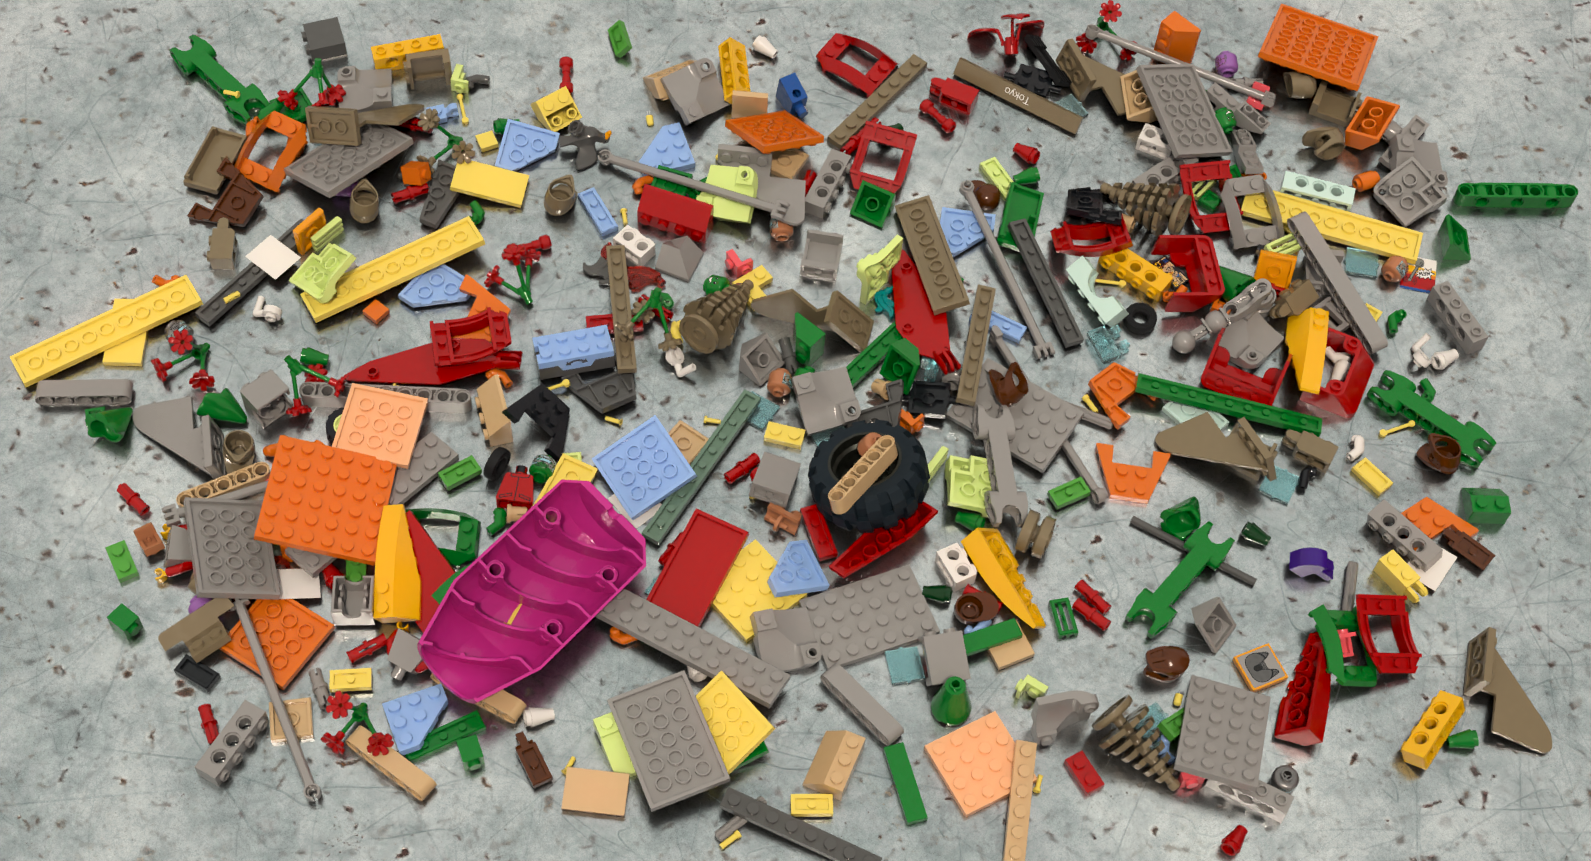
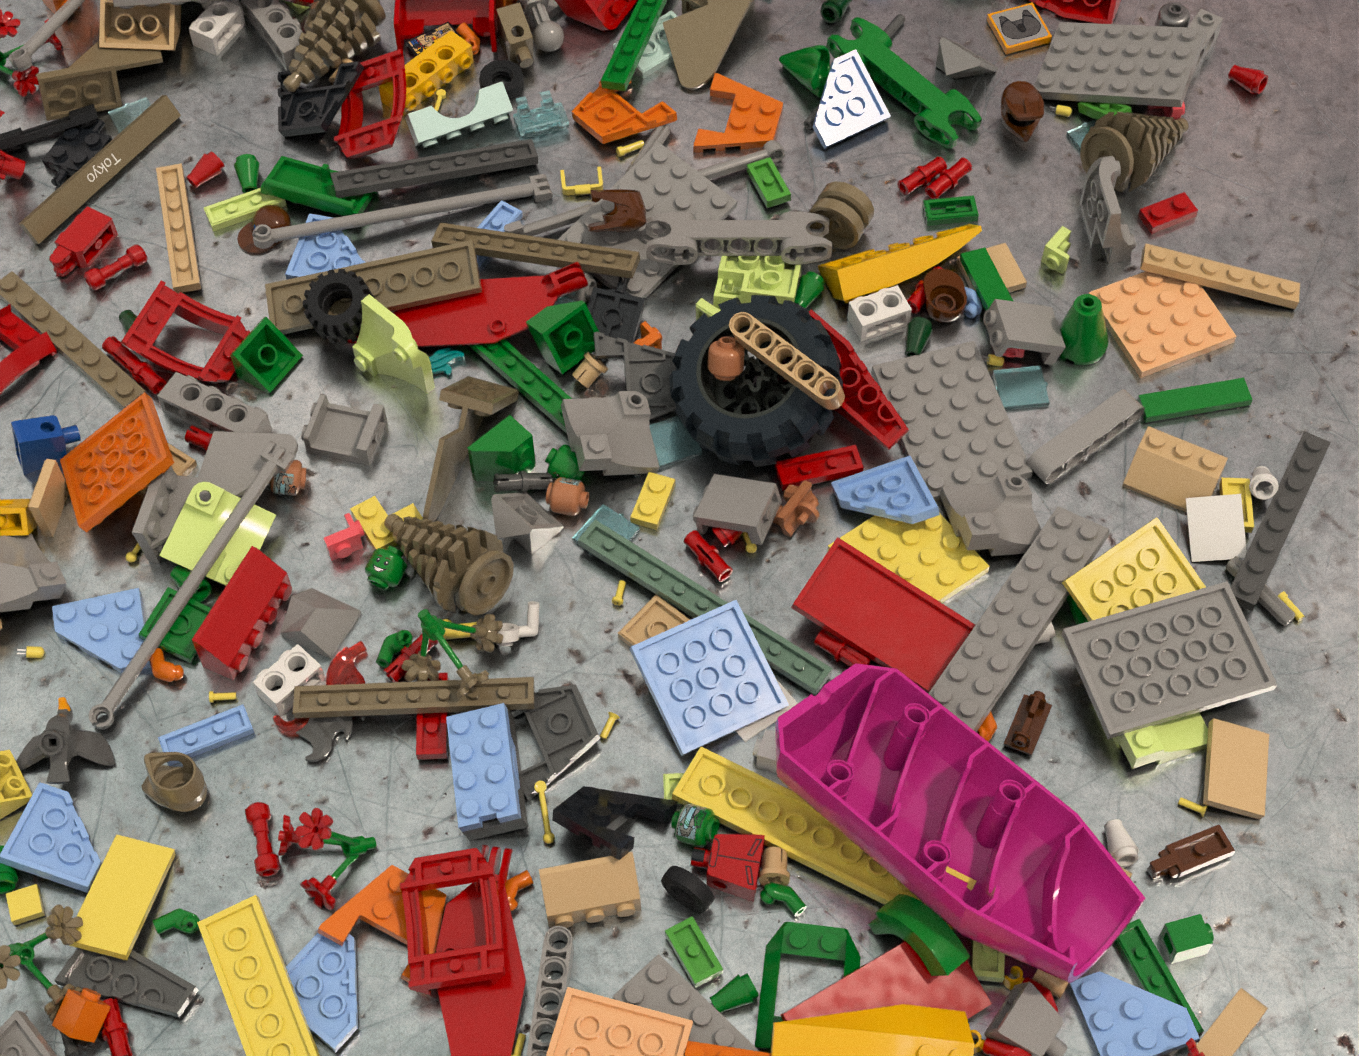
camera: 80 degrees left, 0 degrees up
(433, 496) = (735, 994): none -> green cone
(625, 663) = (1028, 723): none -> reddish brown hinge
(789, 787) = (1216, 527): none -> white sticker
(829, 821) = (1263, 483): none -> white cone
(912, 223) = (328, 291): none -> black tyre
(974, 144) = (178, 228): none -> tan plate
(1046, 376) = (581, 189): none -> light yellow piece
(1151, 540) = (848, 102): none -> plate
(1176, 318) = (517, 42): none -> dark tan torso

